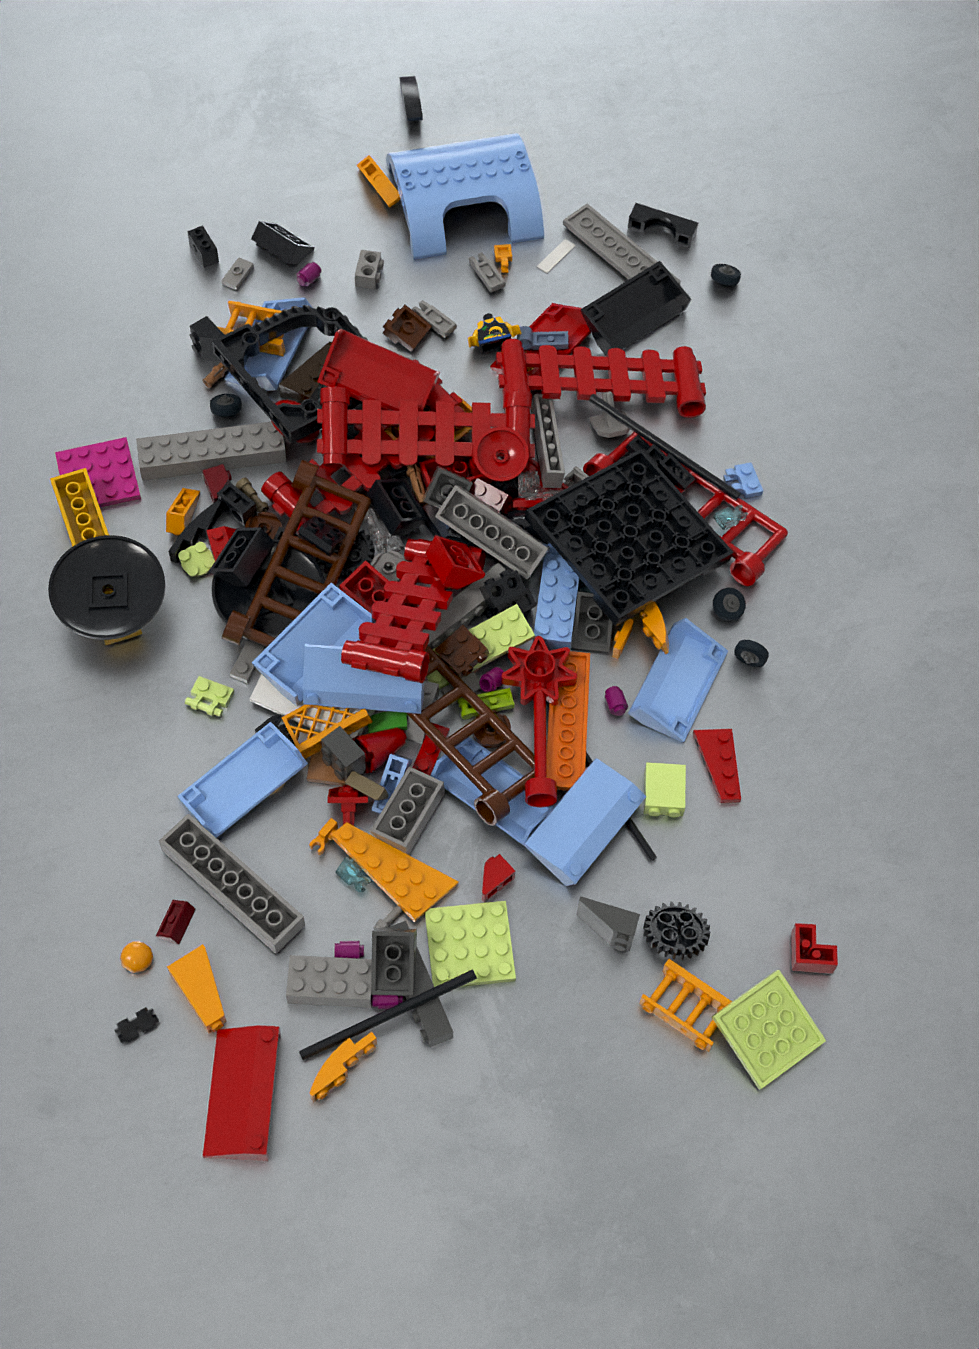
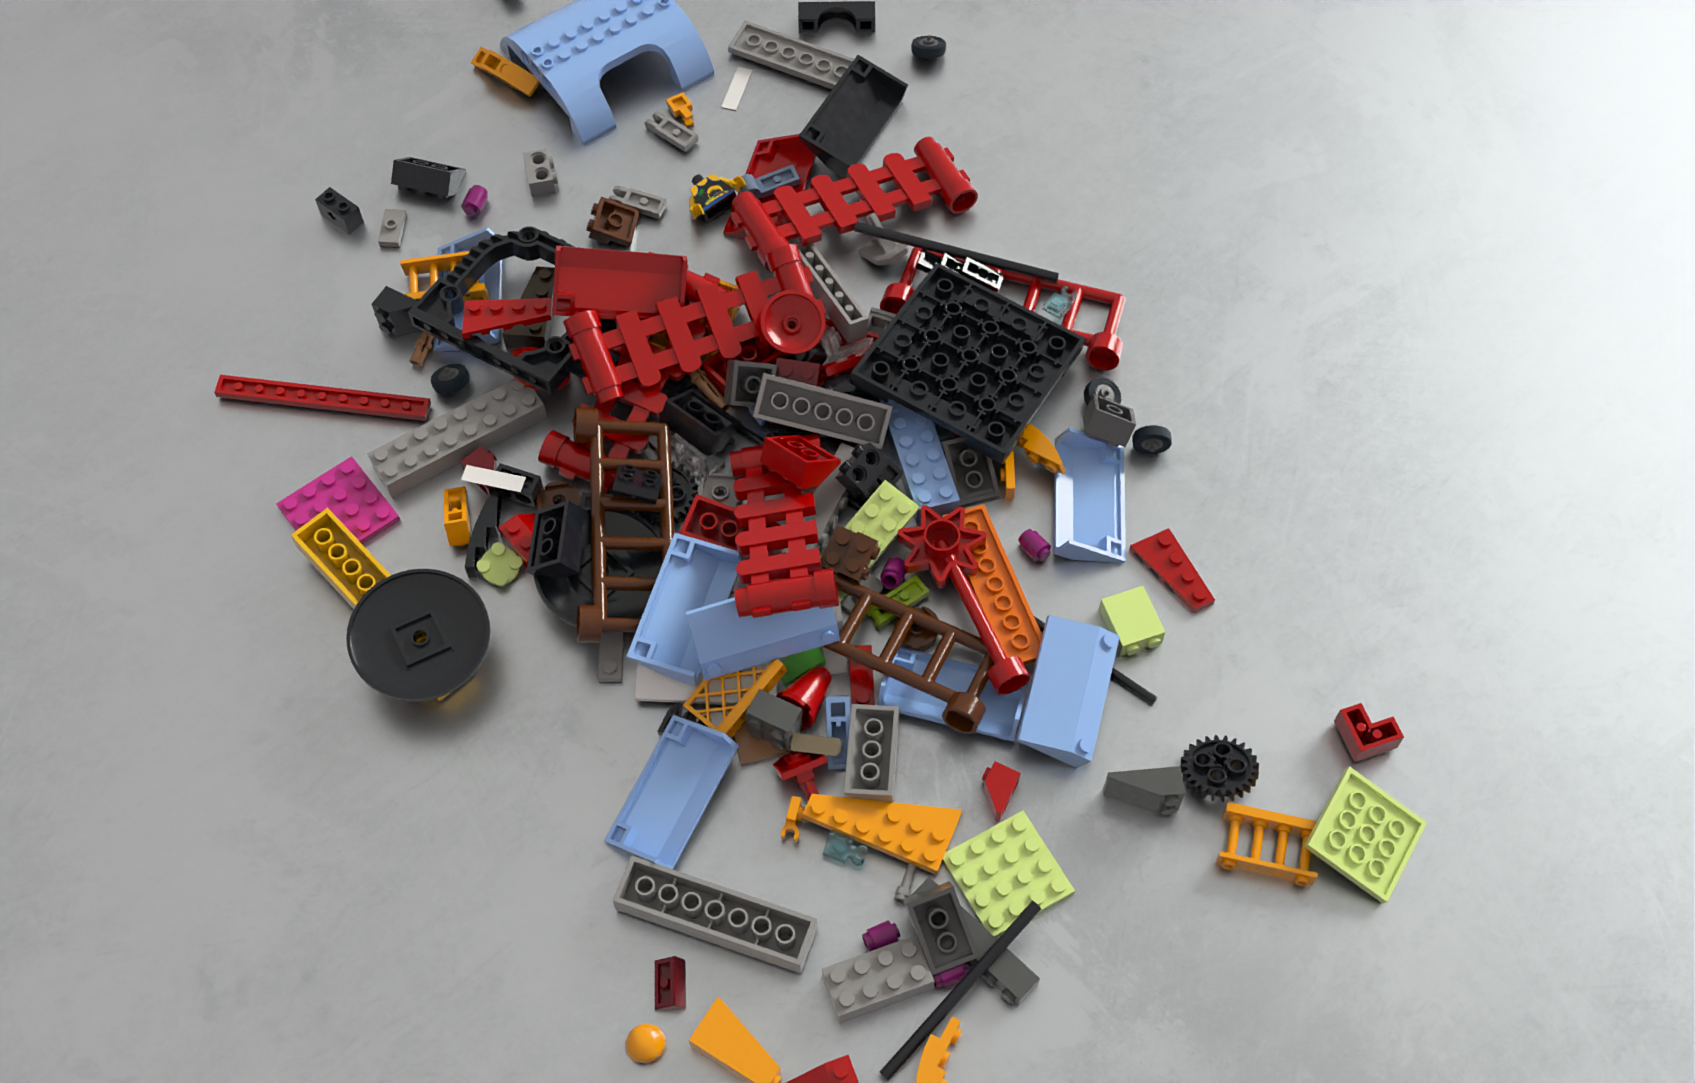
camera: 20 degrees left, 0 degrees up
(126, 385) = (323, 397): none -> red plate
(212, 692) = (587, 707): yellowish green plate -> none
(219, 491) = (493, 478): none -> white sticker
(246, 487) = (516, 461): dark tan piece -> none
(272, 365) = (488, 315): none -> red wing
(721, 625) = (1109, 421): none -> dark grey brick
(747, 478) = (1055, 256): light blue plate -> none

